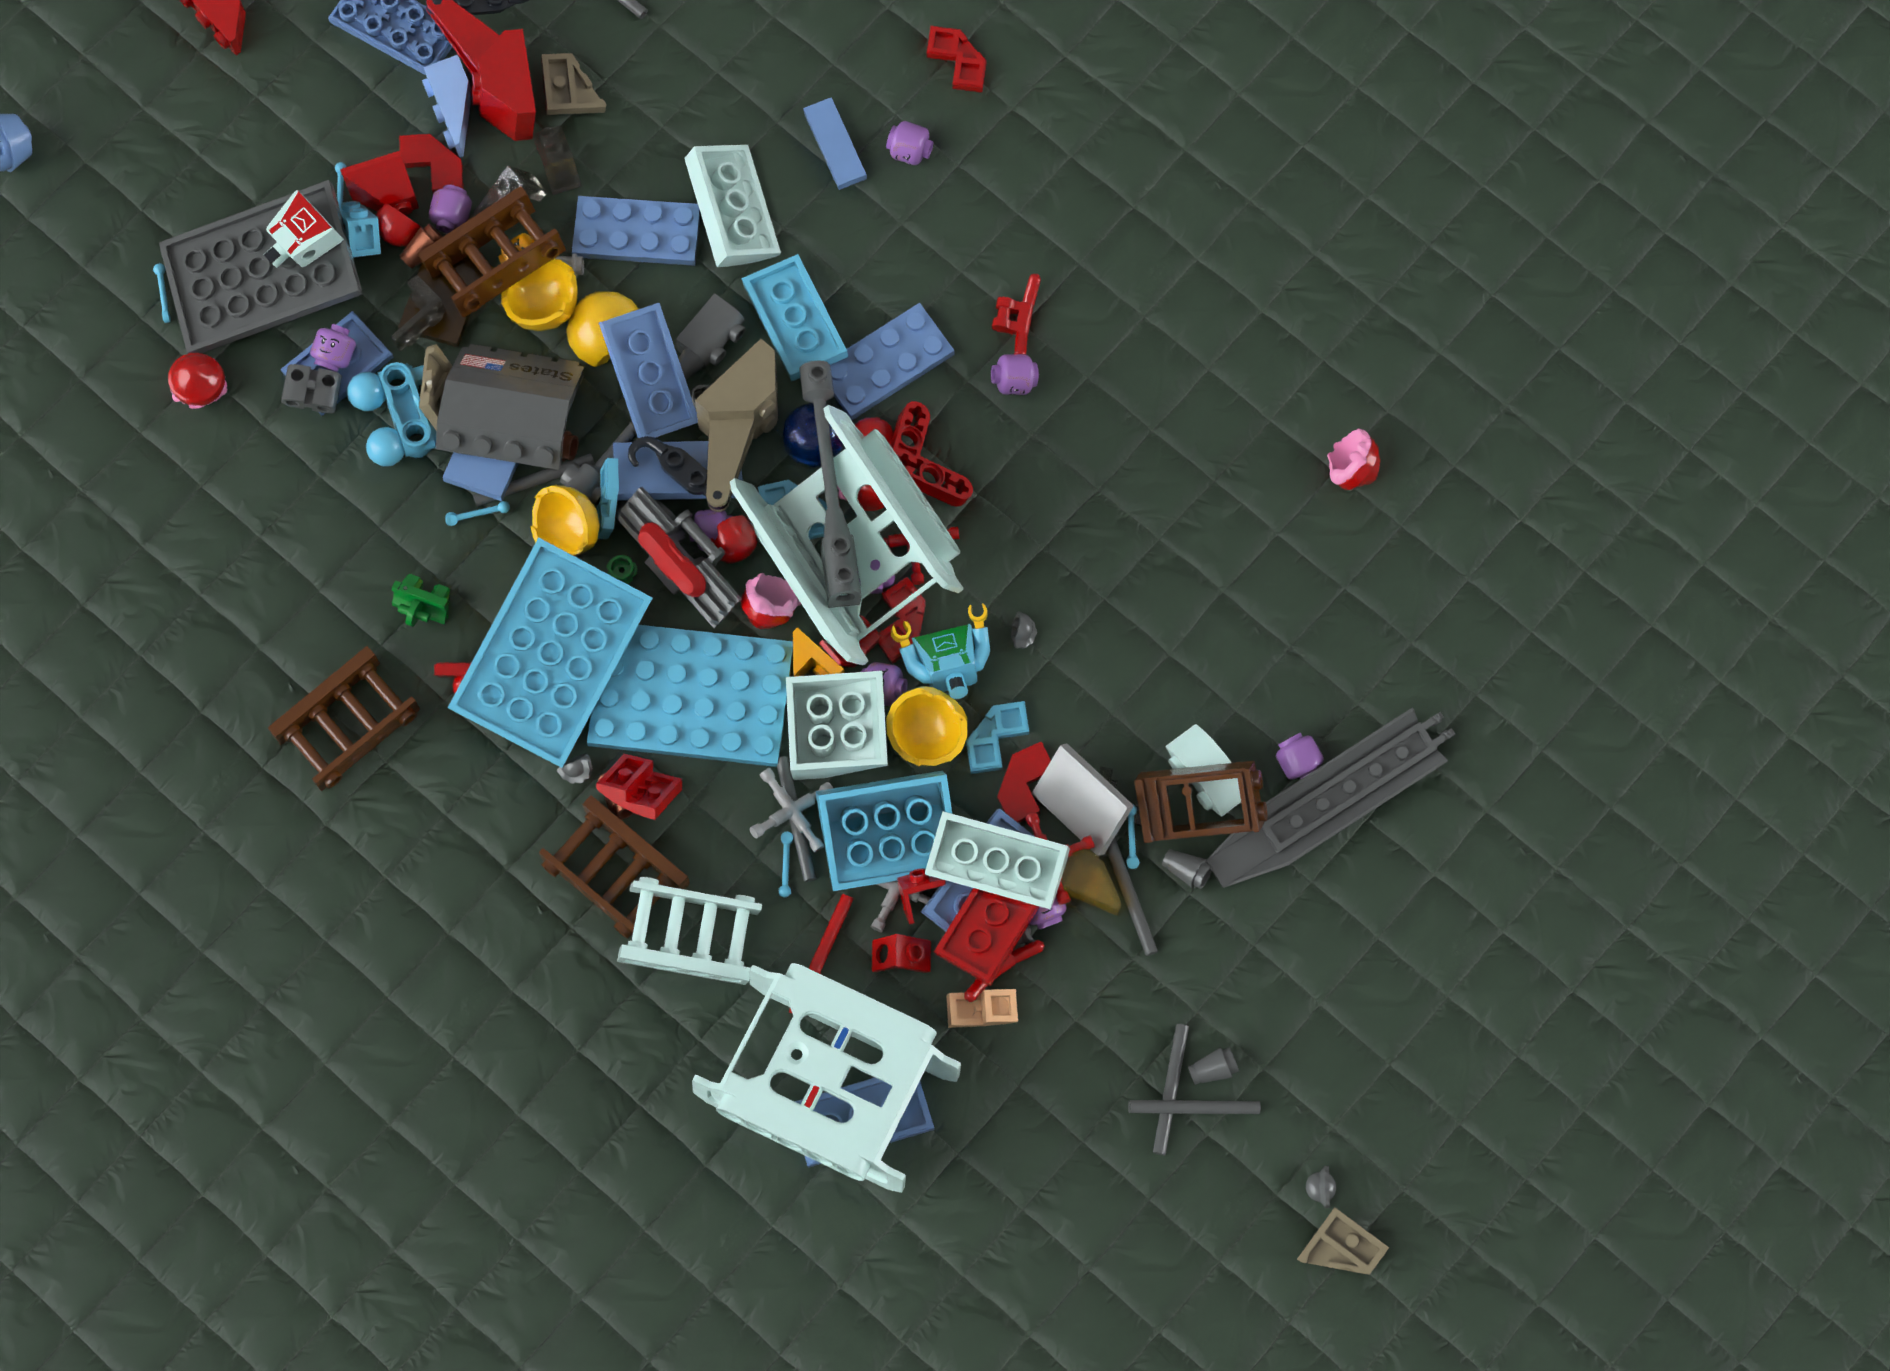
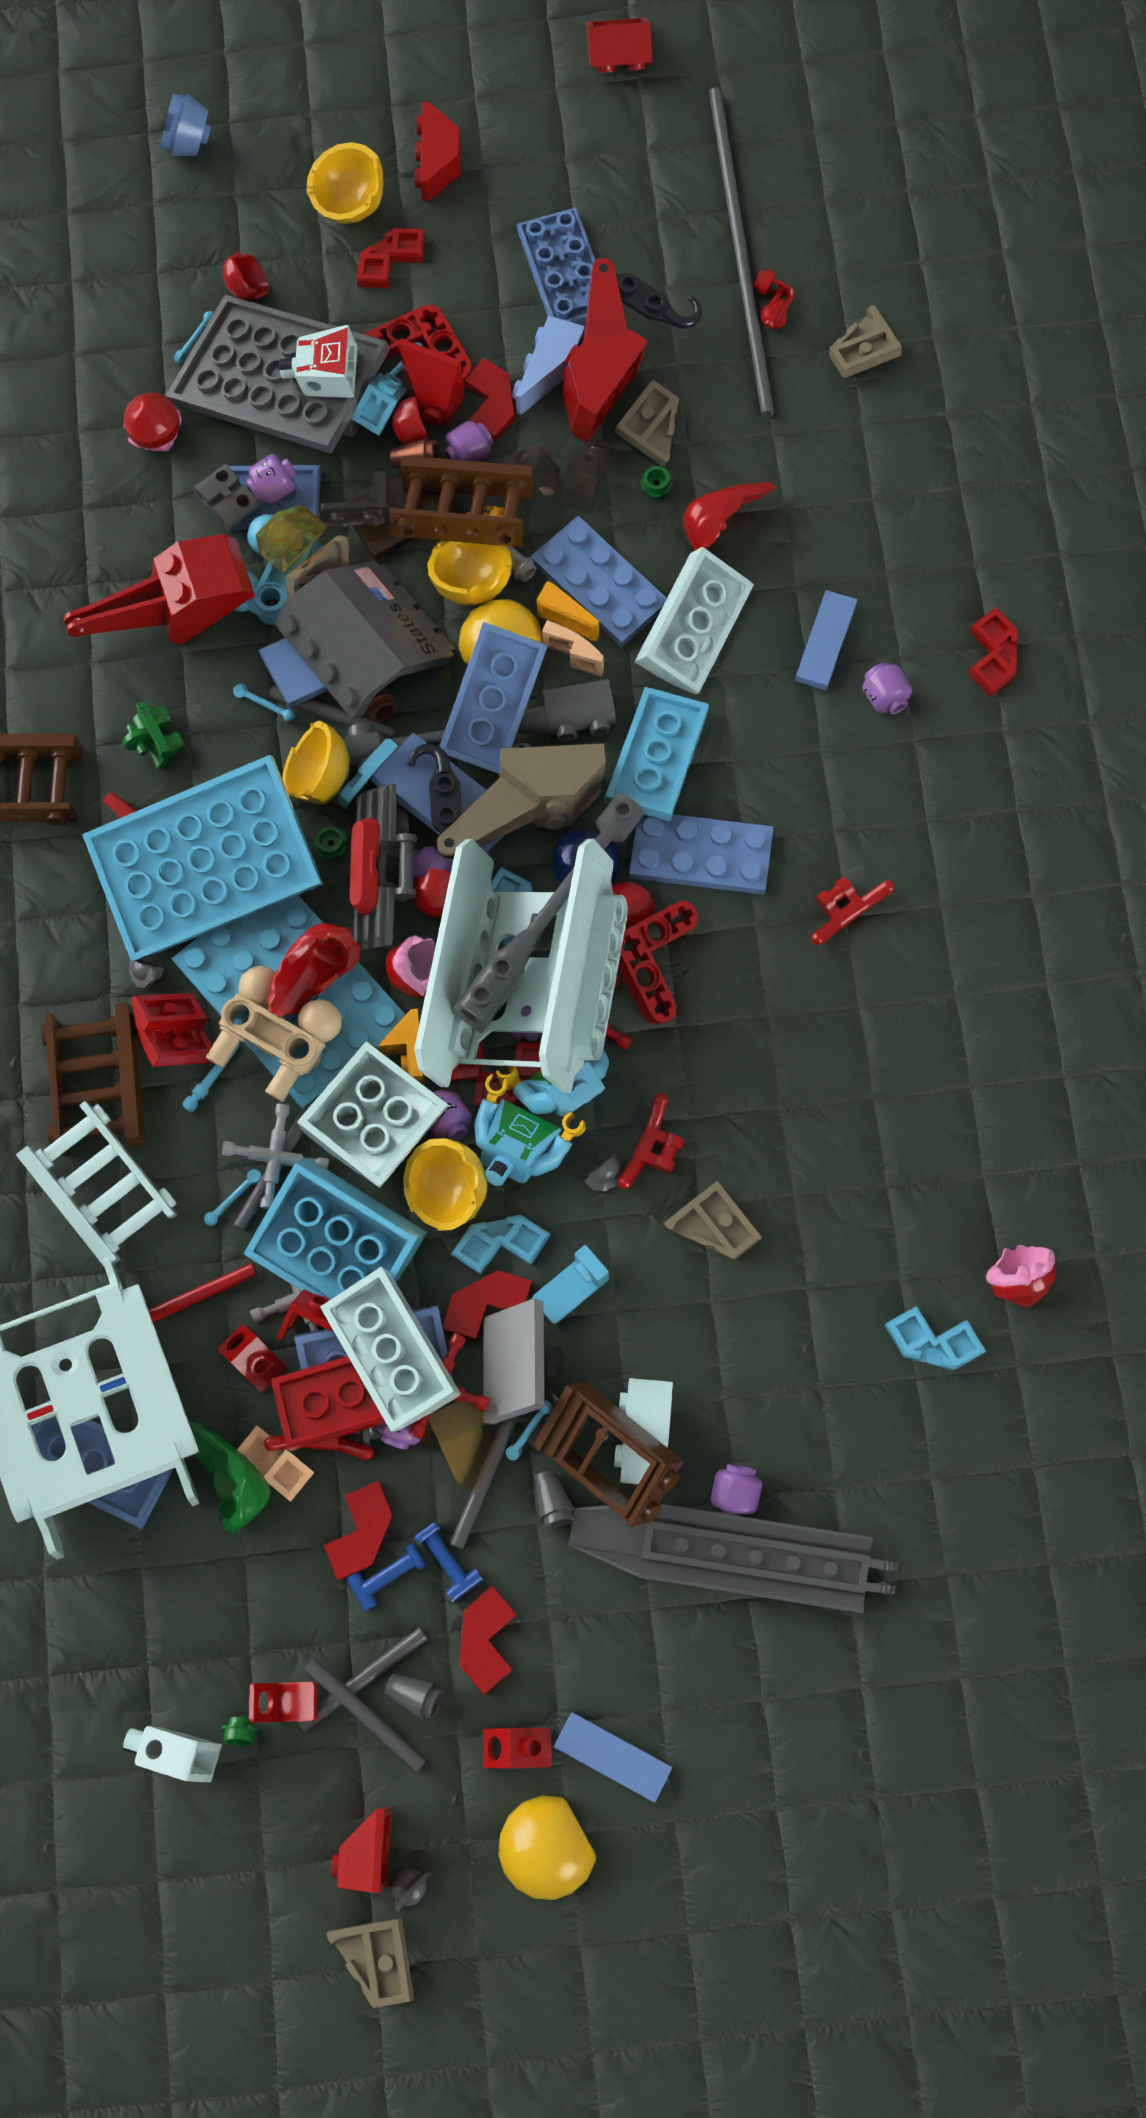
camera: 45 degrees right, 0 degrees up
(162, 218) = (245, 277): none -> red hair
(174, 87) = (346, 183): none -> yellow cylinder
(250, 105) = (397, 246): none -> red tile
(334, 154) = (422, 332): none -> red beam
(352, 479) = (187, 592): none -> red slope
(392, 378) = (288, 535): none -> clear yellow slope
(611, 119) = (656, 474): none -> green plate
(637, 271) = (563, 610): none -> light orange slope
(675, 290) = (582, 653): none -> light nougat slope
(677, 119) = (708, 514): none -> red hair
(693, 812) = (201, 1090): none -> medium azure piece
(698, 656) = (311, 967): none -> red hair
(713, 728) = (317, 1024): none -> tan piece
(939, 606) = (544, 1098): none -> medium azure torso
(971, 1041) = (233, 1478): none -> green hair
(1015, 374) = (796, 952): medium lavender head -> none
(1030, 581) = (652, 1133): none -> red piece
(1071, 717) = (572, 1285): none -> medium azure bracket
(1081, 984) = (360, 1549): none -> red tile
(1108, 1236) = (173, 1753): none -> light aqua torso
(1118, 1033) = (365, 1589): none -> blue piece
(1124, 1192) = (239, 1732): none -> green plate
(1127, 599) = (715, 1223): none -> dark tan wing
(1137, 1145) = (285, 1702): none -> red bracket
(1177, 972) = (462, 1582): none -> blue piece
(1231, 1007) = (477, 1655): none -> red tile
(1278, 1186) = (365, 1855): none -> red slope
(1312, 1036) = (518, 1748): none -> red bracket
(1326, 563) = (919, 1343): none -> medium azure tile
(1374, 991) = (613, 1757): none -> medium blue tile
(1384, 1084) = (545, 1849): none -> yellow cylinder

